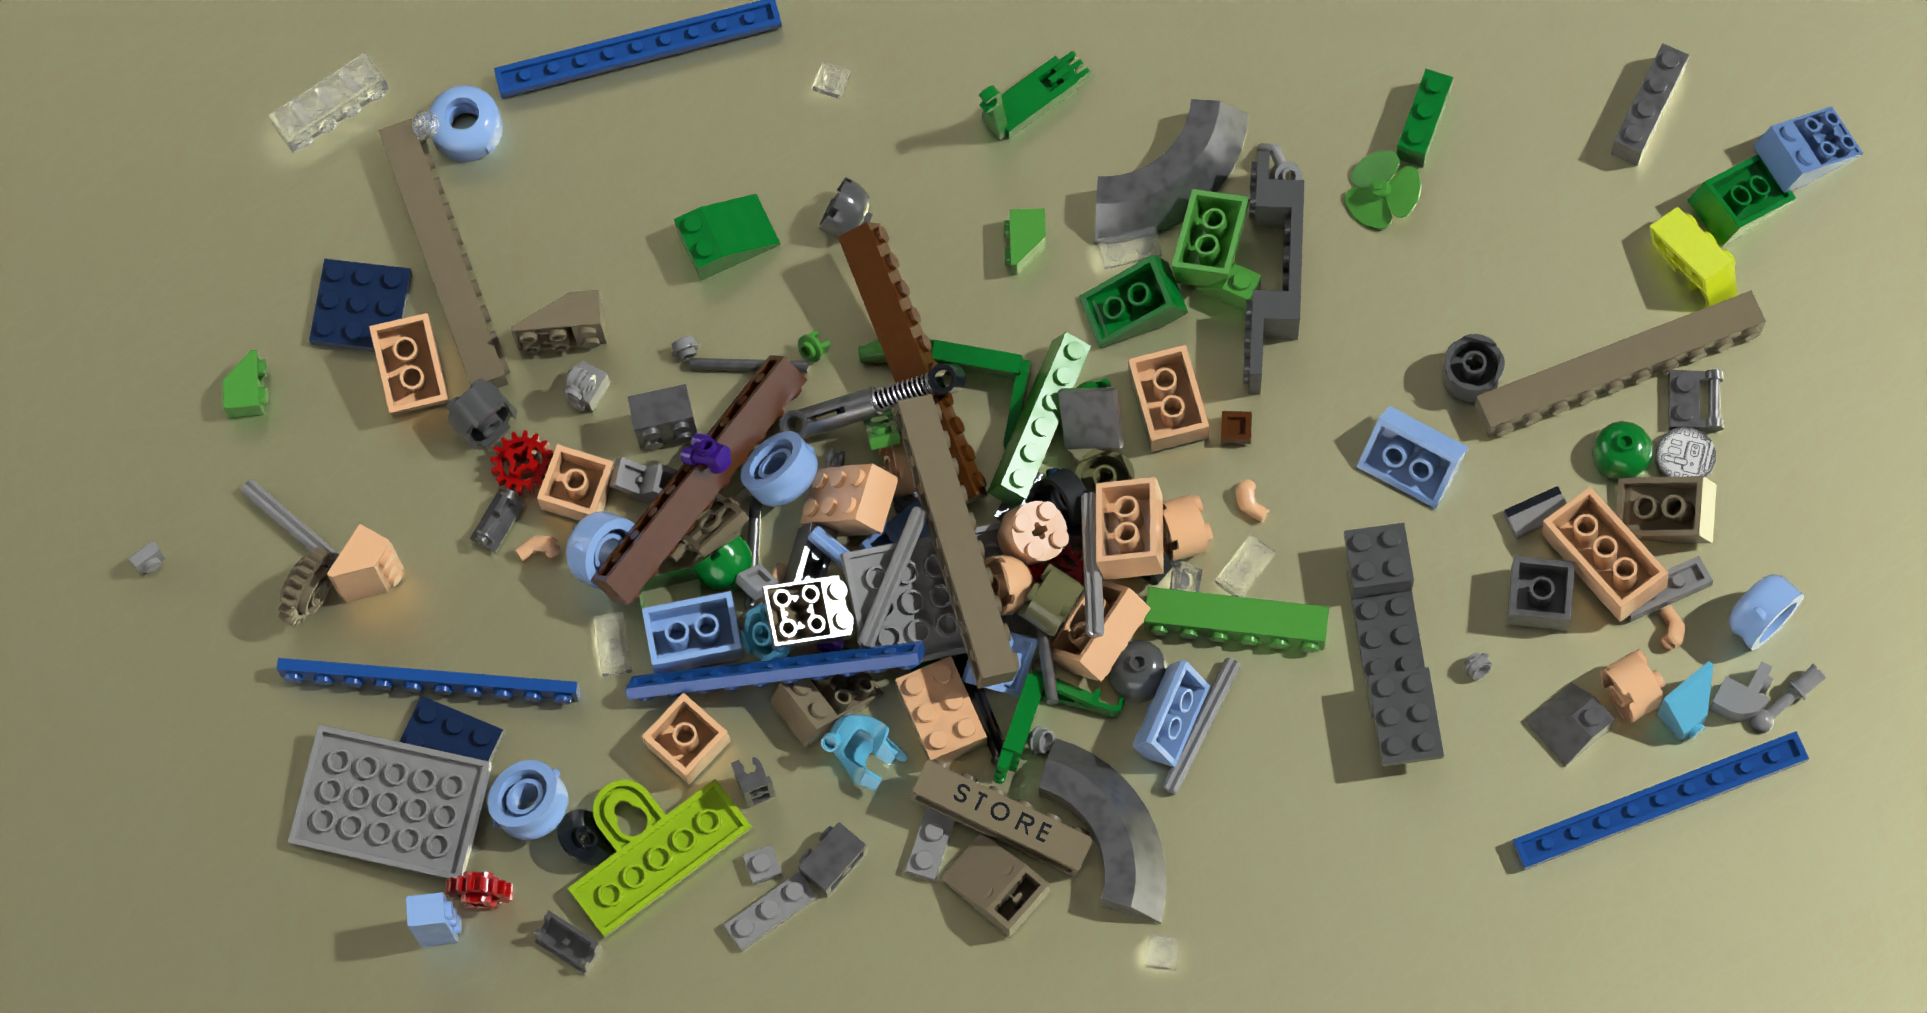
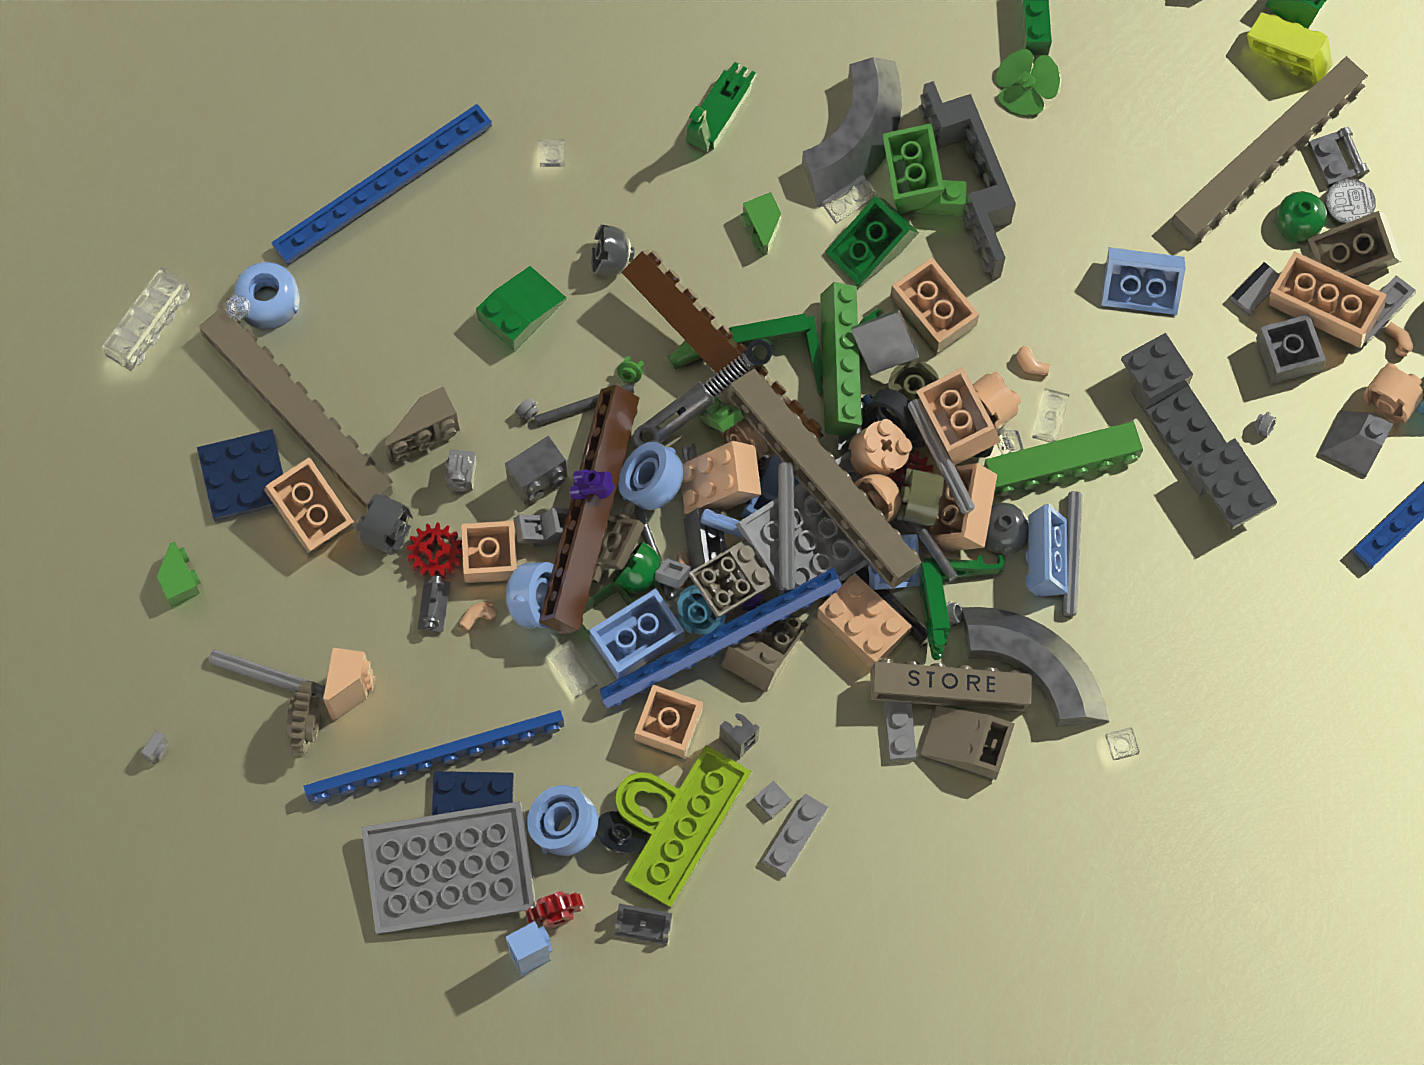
camera: 30 degrees left, 0 degrees up
(832, 858) = (828, 771): flat silver brick -> none
(852, 741) = (805, 667): medium azure piece -> none
(1236, 427) = (995, 309): reddish brown plate -> none
(1280, 166) = (943, 91): light grey plate -> none
(1467, 352) = (1160, 194): dark grey brick -> none

